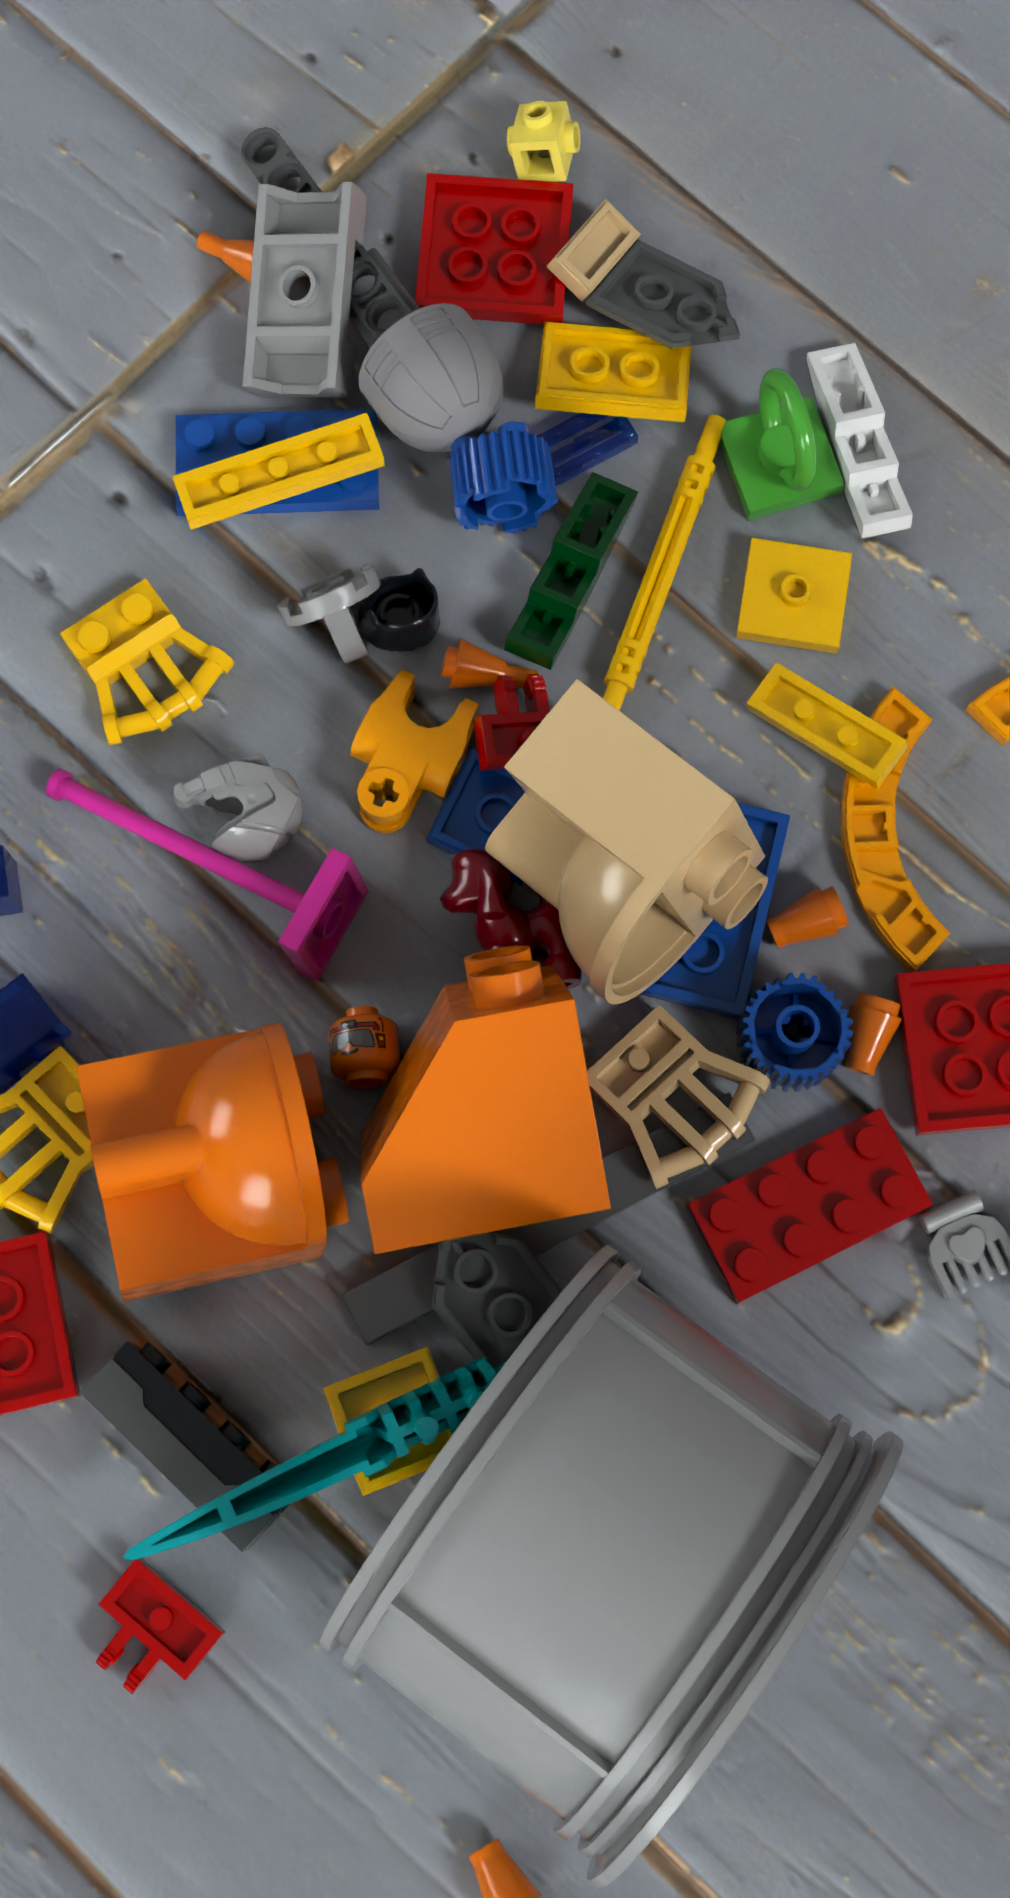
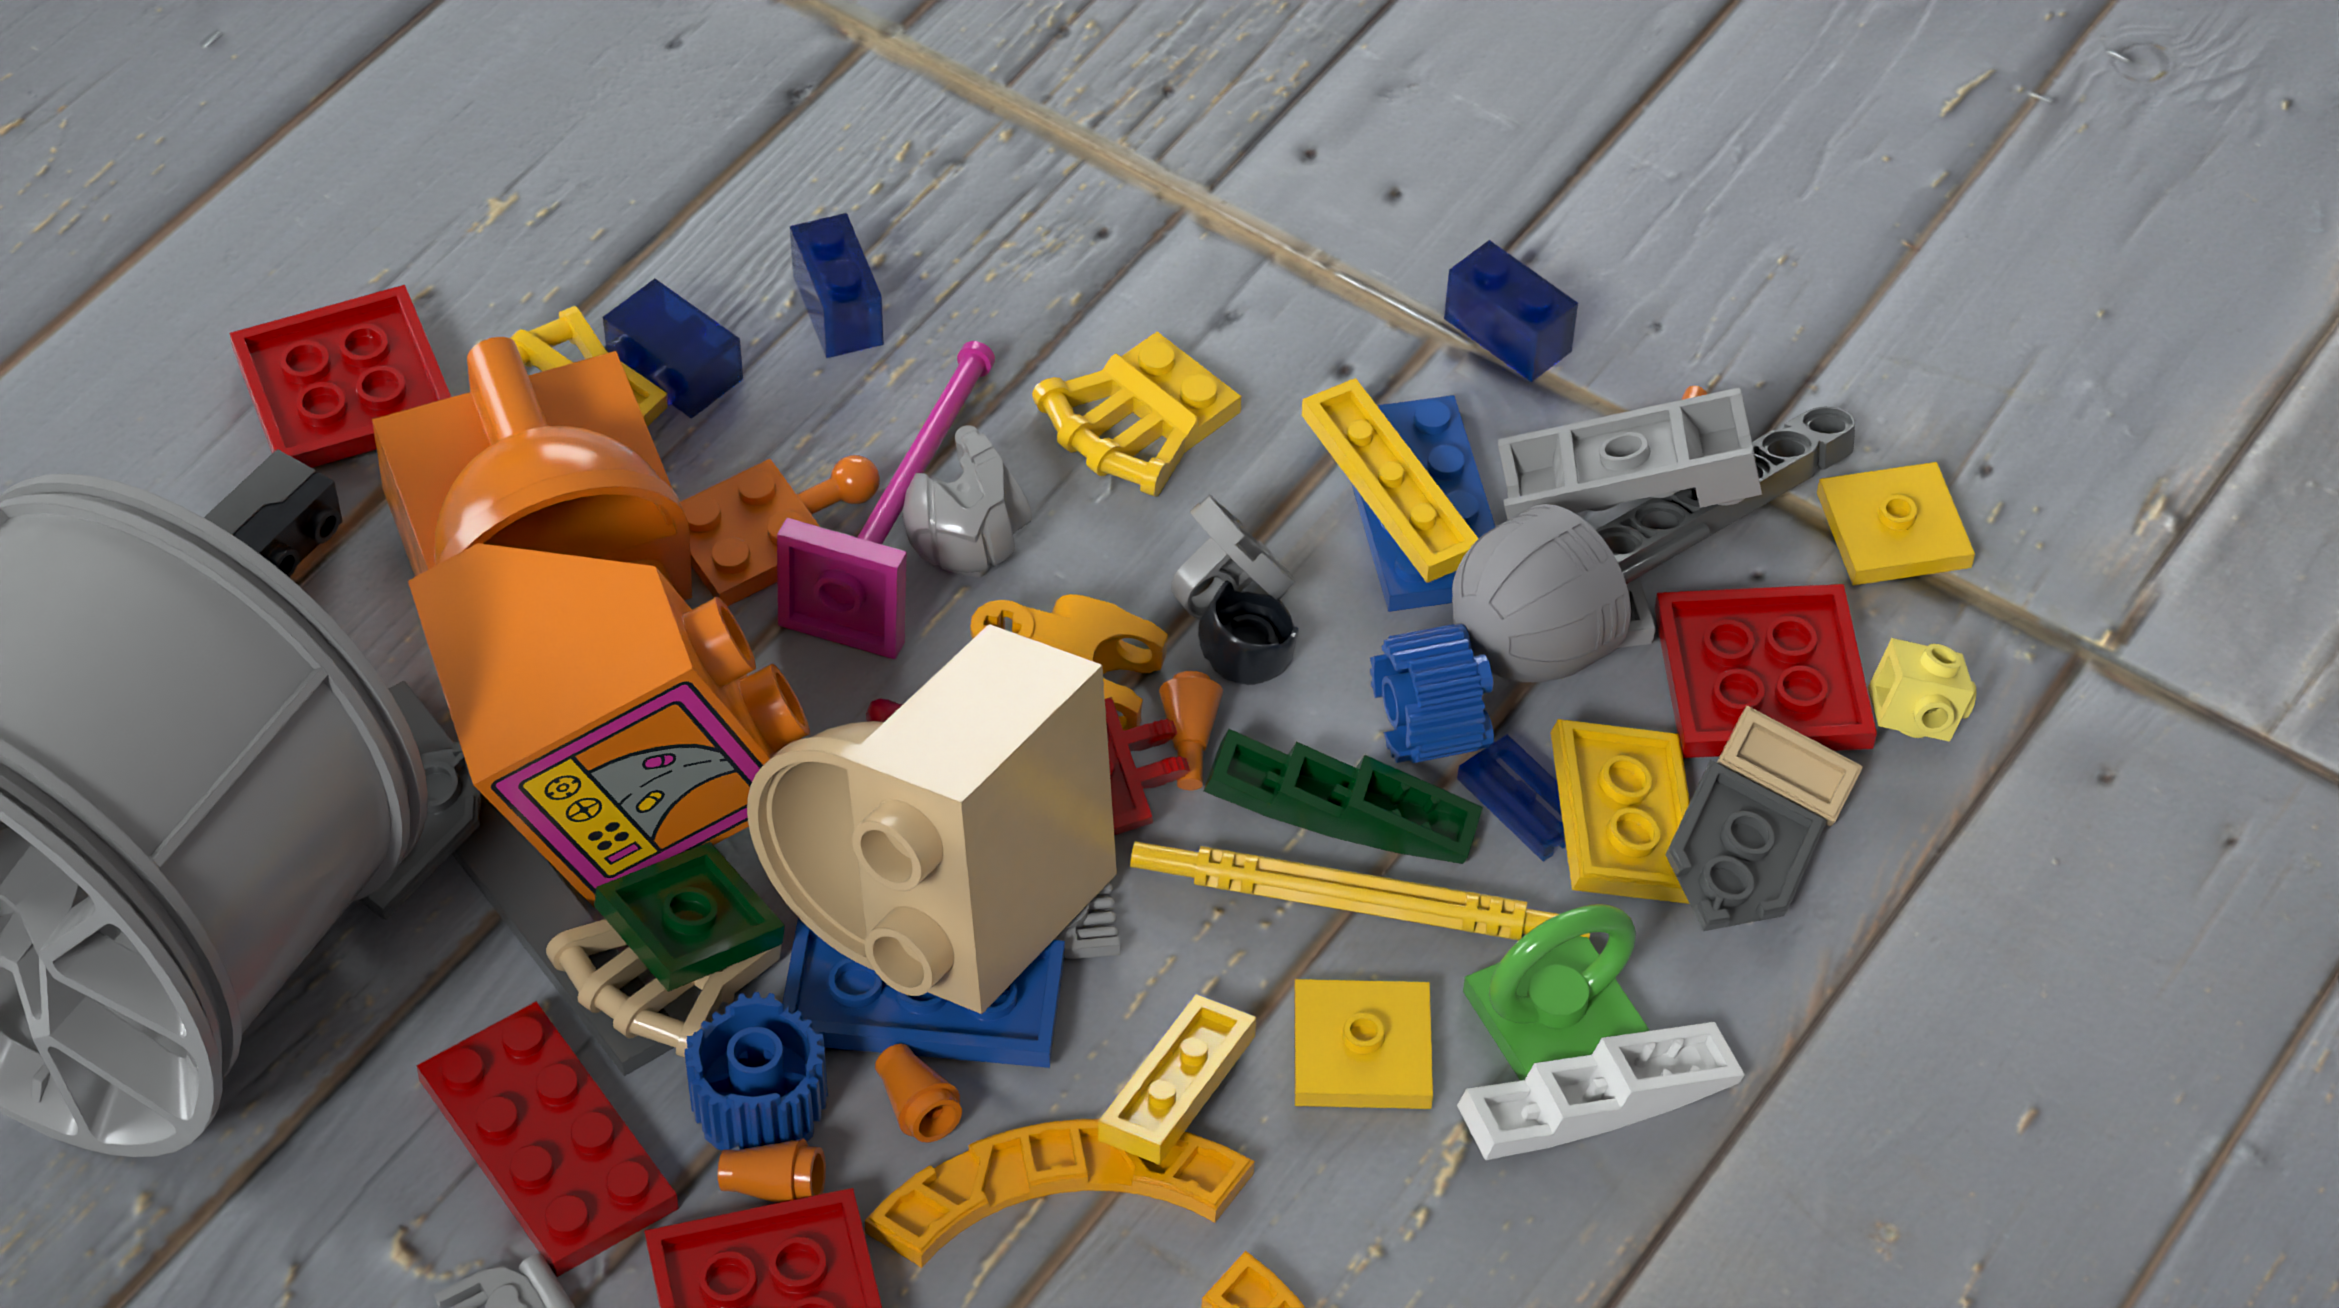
camera: 80 degrees right, 25 degrees down
(98, 352) = (1510, 310): none -> clear blue brick
(217, 983) = (739, 520): none -> orange plate
(359, 129) = (1895, 523): none -> yellow plate
(652, 1068) = (689, 916): none -> dark green plate

